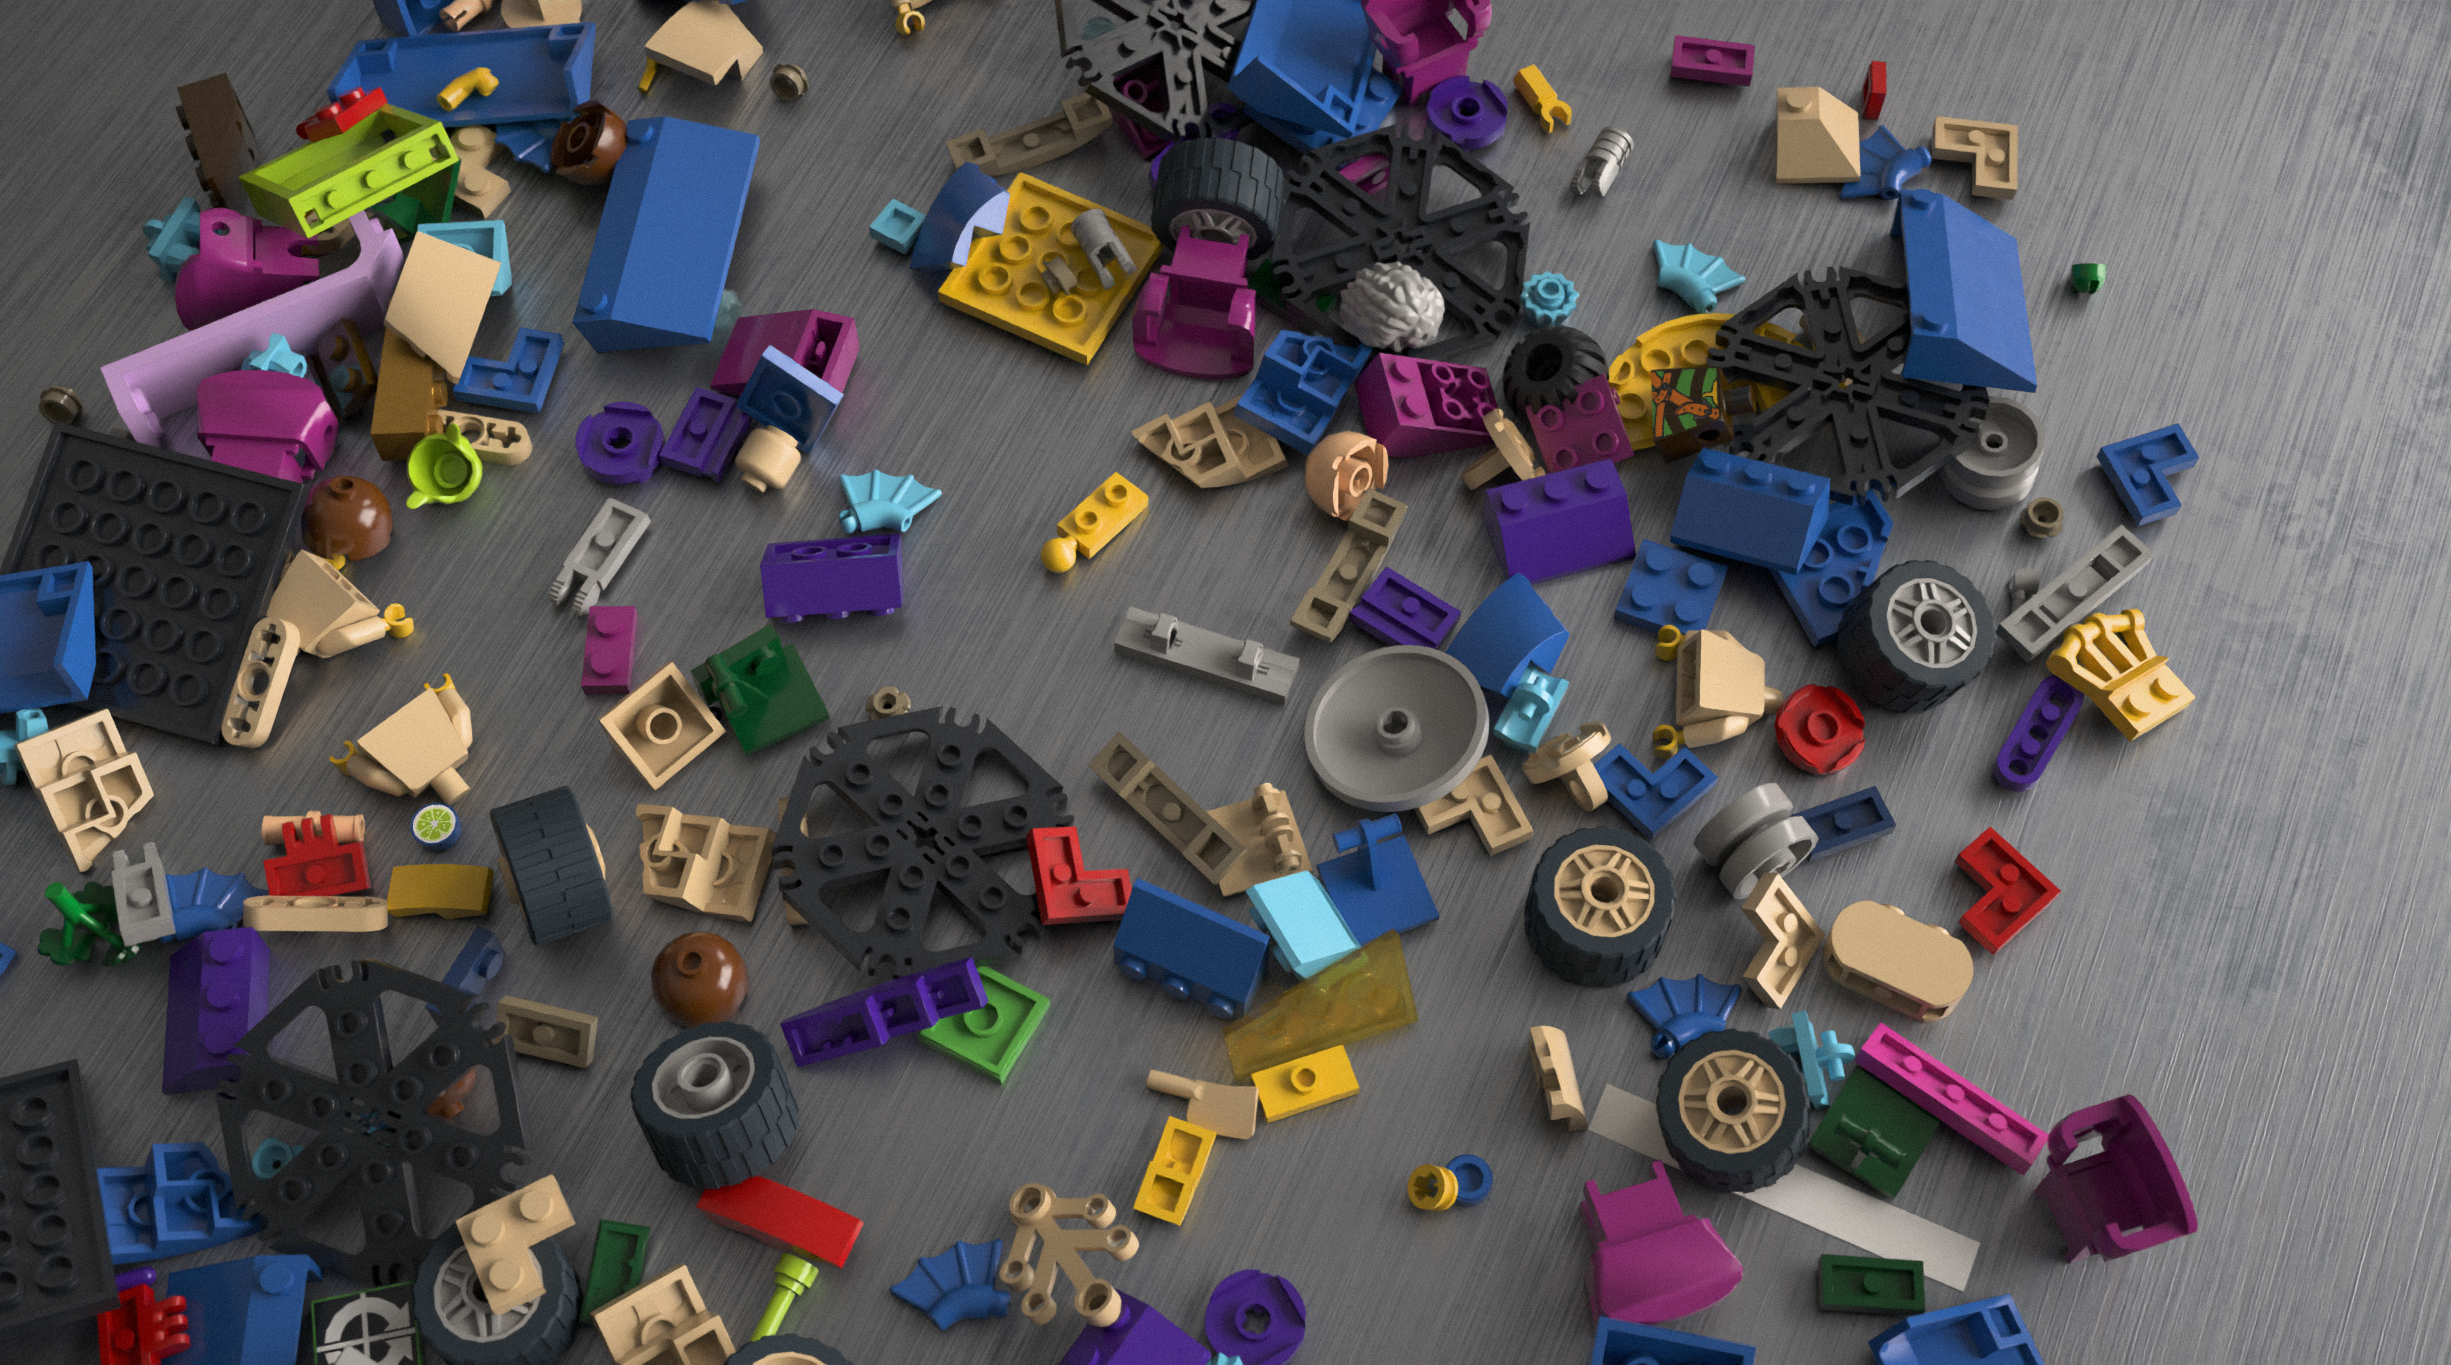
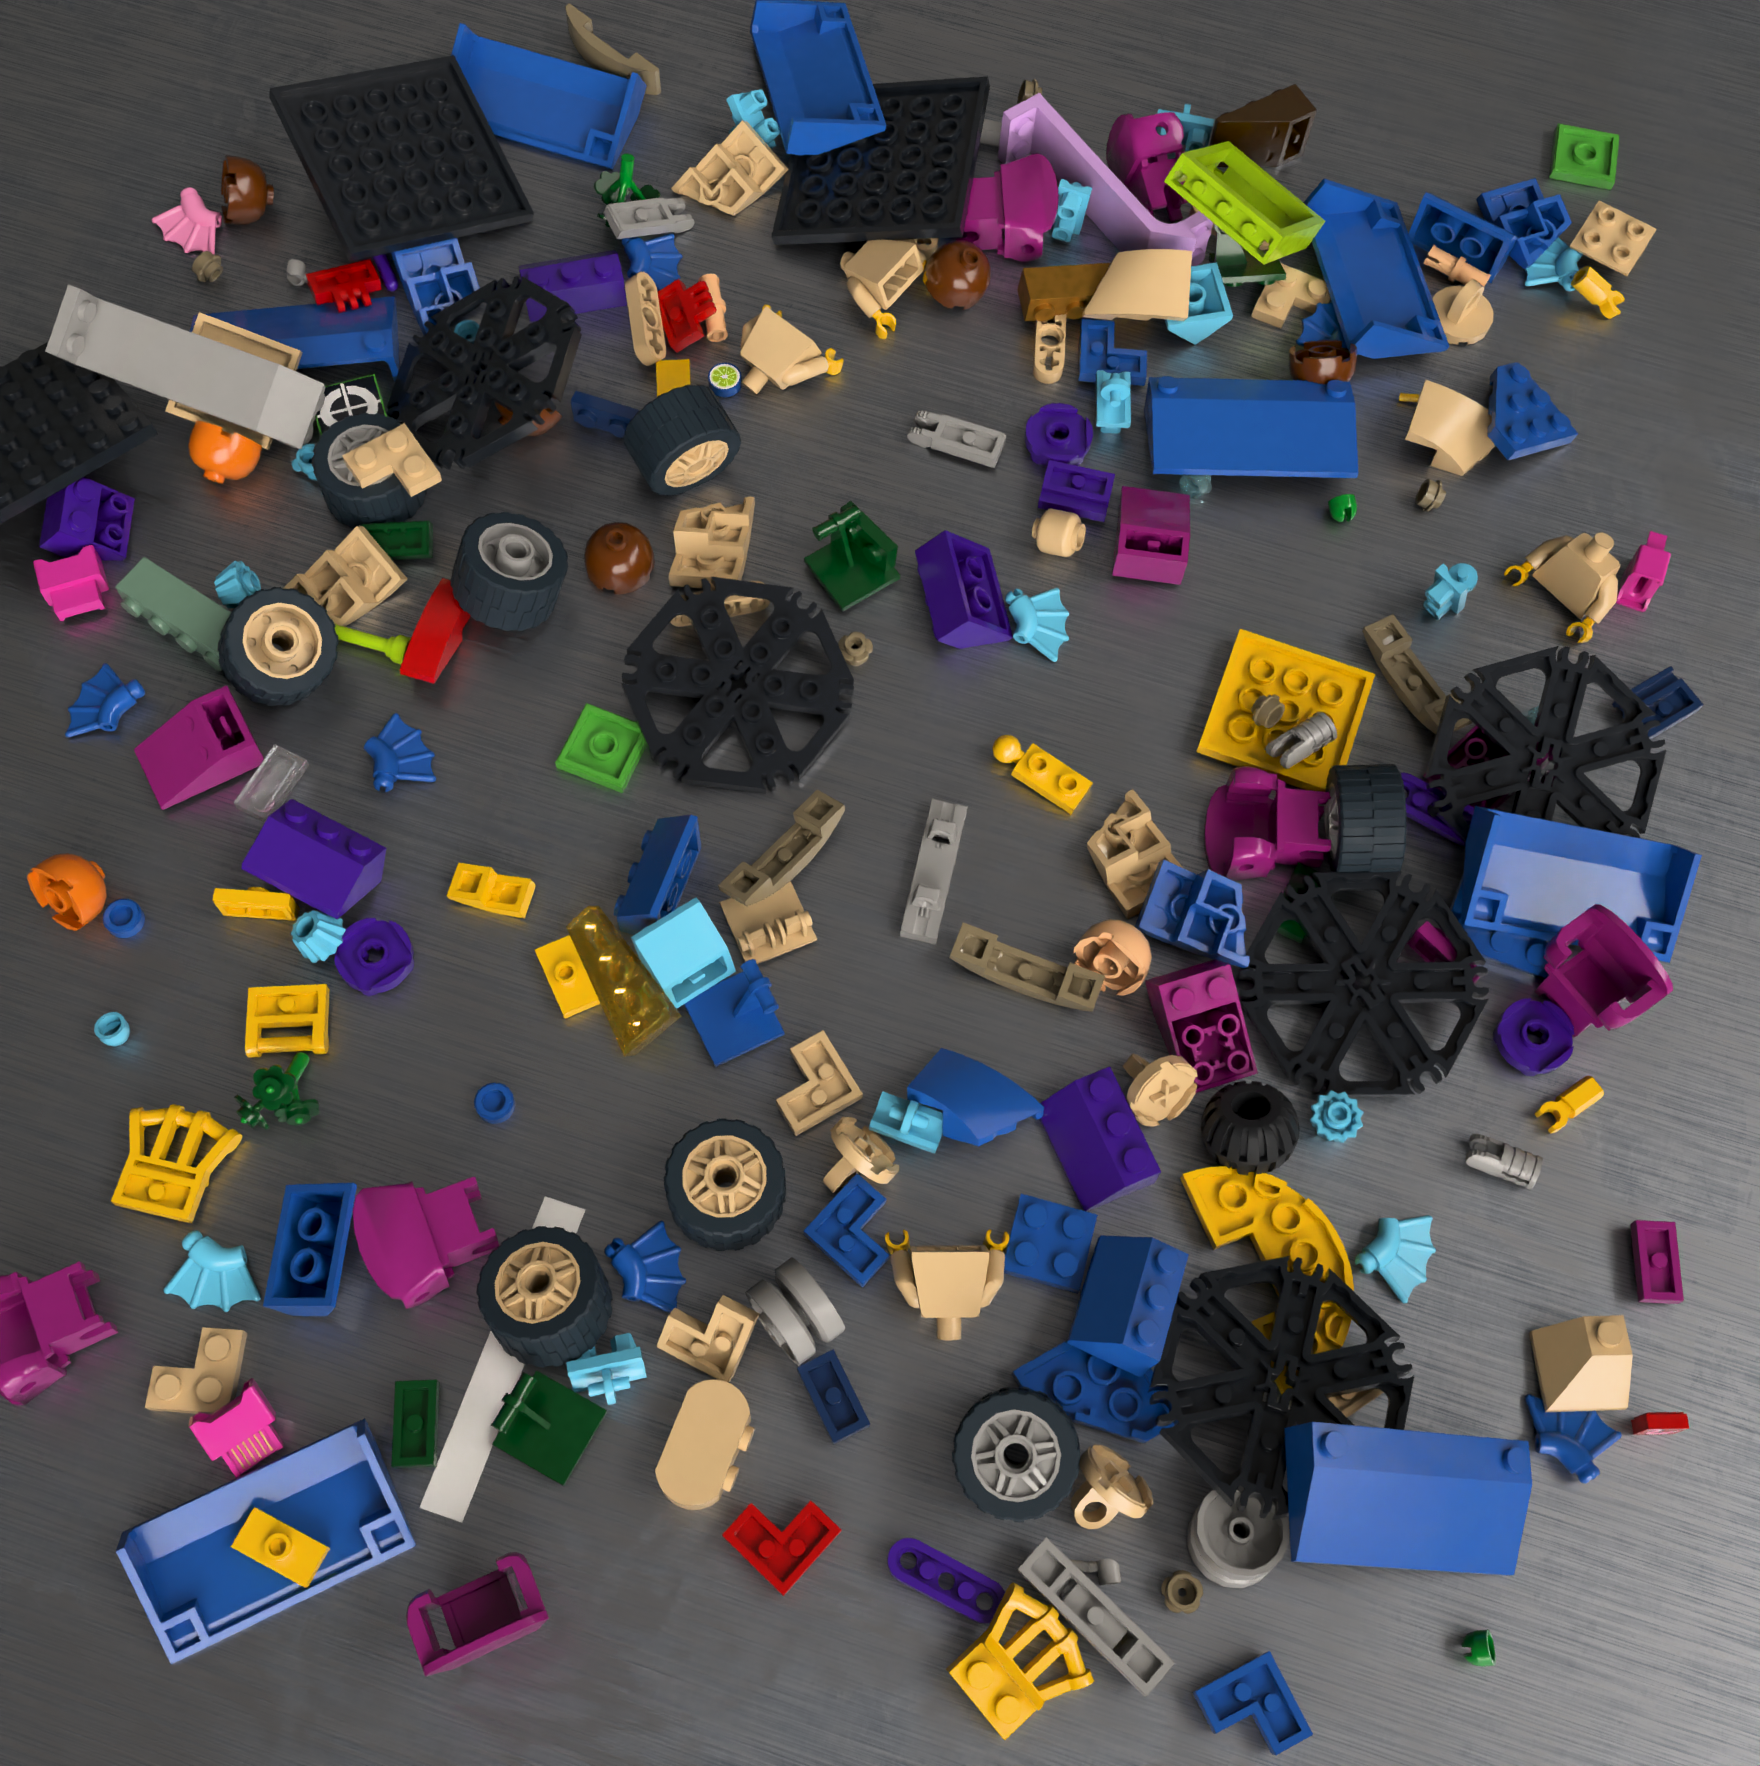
camera: 80 degrees right, 5 degrees up
(243, 692) = (800, 251): tan beam -> none
(340, 117) = (1303, 193): red hinge -> none
(343, 370) = (1086, 247): dark brown plate -> none
(443, 469) = (1008, 324): lime hair -> none
(464, 85) = (1361, 271): yellow arm -> none
(548, 1031) = (571, 470): dark tan plate -> none
(587, 372) = (1113, 401): none -> medium azure hips
(609, 650) = (881, 460): magenta plate -> none
(660, 726) = (812, 493): tan slope -> none
(789, 398) = (1100, 537): blue plate -> none
(790, 167) = (1343, 507): none -> green hinge
(884, 1011) = (597, 675): dark purple slope -> none
(897, 226) = (1301, 594): medium azure plate -> none
(928, 80) = (1450, 589): none -> medium azure hips
(964, 208) = (1312, 631): blue slope -> none
(1033, 1212) = (452, 796): tan plant -> none
(1063, 886) = (706, 780): red plate -> none
(1212, 1106) = (545, 910): tan piece -> none
(1392, 307) = (1283, 974): light grey hair -> none
(1397, 728) = (874, 1014): light grey dish -> none
(1404, 613) = (989, 1018): dark purple plate -> none
(1446, 1184) = (482, 1073): yellow bush -> none
(1557, 1076) = (575, 1161): tan slope -> none
(1585, 431) = (1191, 1152): magenta hinge -> none
(1694, 409) = (1221, 1240): torso -> none
(1820, 729) = (924, 1376): red tile -> none
(1950, 548) = (1111, 1485): none -> tan tile
(1952, 1098) = (580, 1492): dark pink plate -> none
(1986, 145) = (1617, 1543): tan plate -> none

